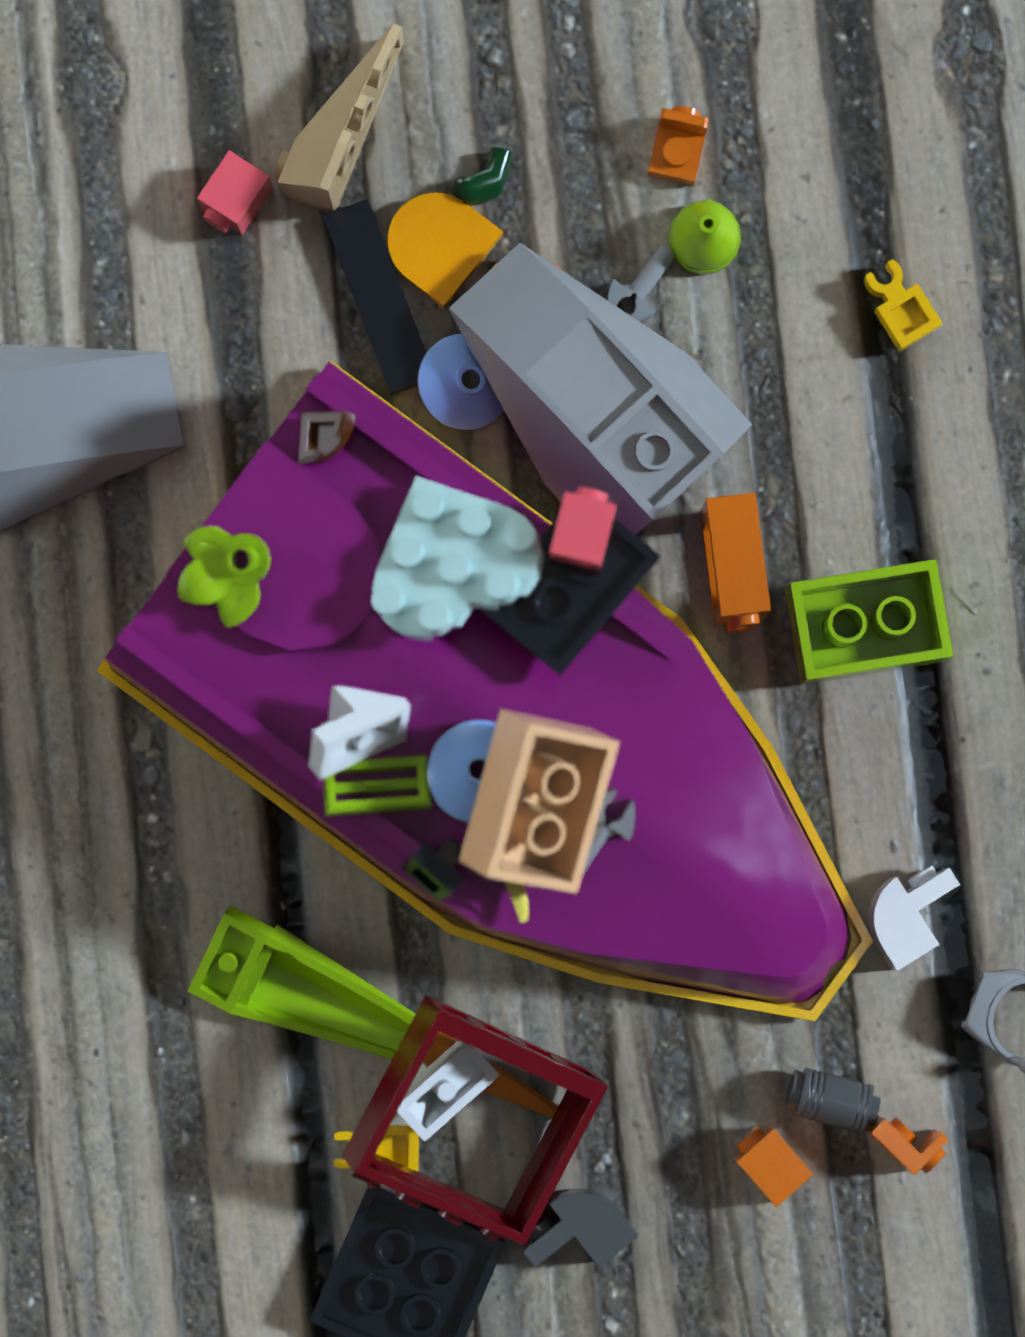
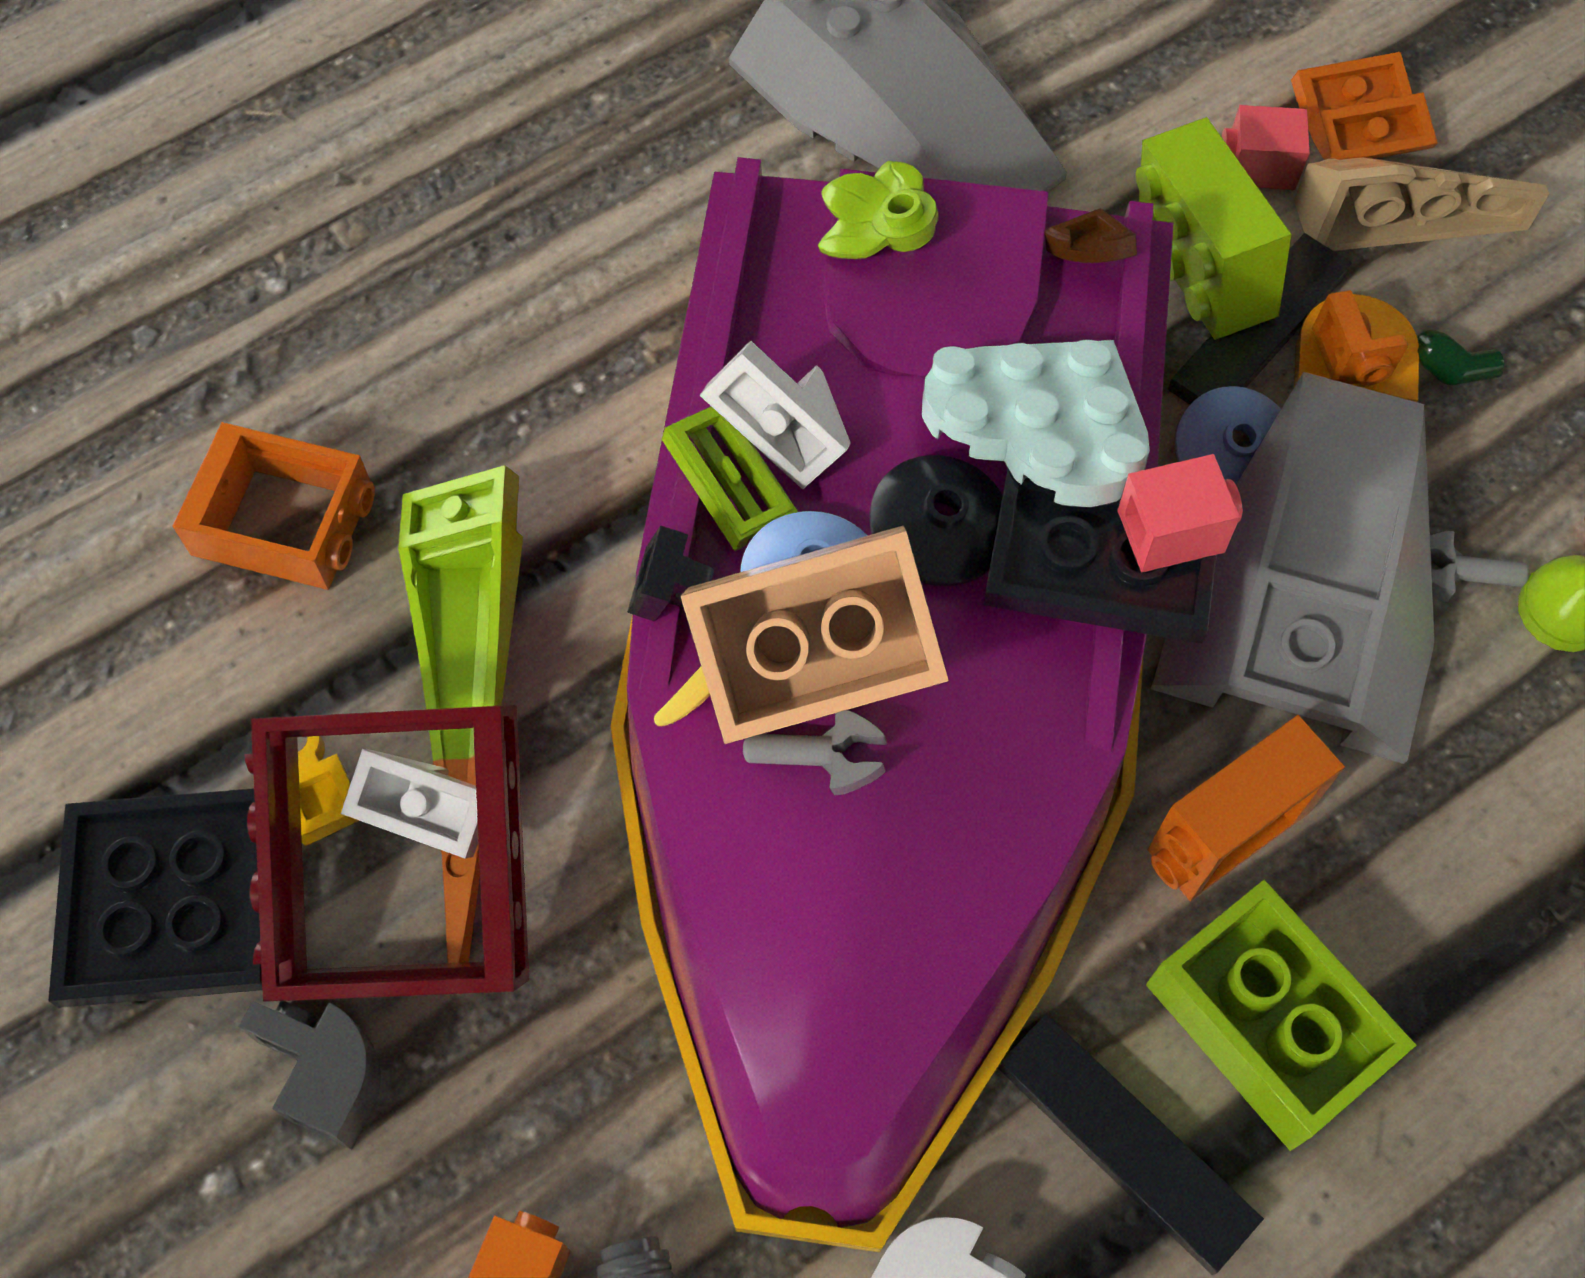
camera: 60 degrees right, 20 degrees down
(111, 1120) = (224, 480): none -> orange window
(237, 92) = (1364, 108): none -> orange slope
(298, 299) = (1226, 235): none -> lime brick
(435, 257) = (1347, 344): none -> orange bracket
(468, 689) = (944, 547): none -> black dish
(887, 755) = (1131, 1144): none -> black tile

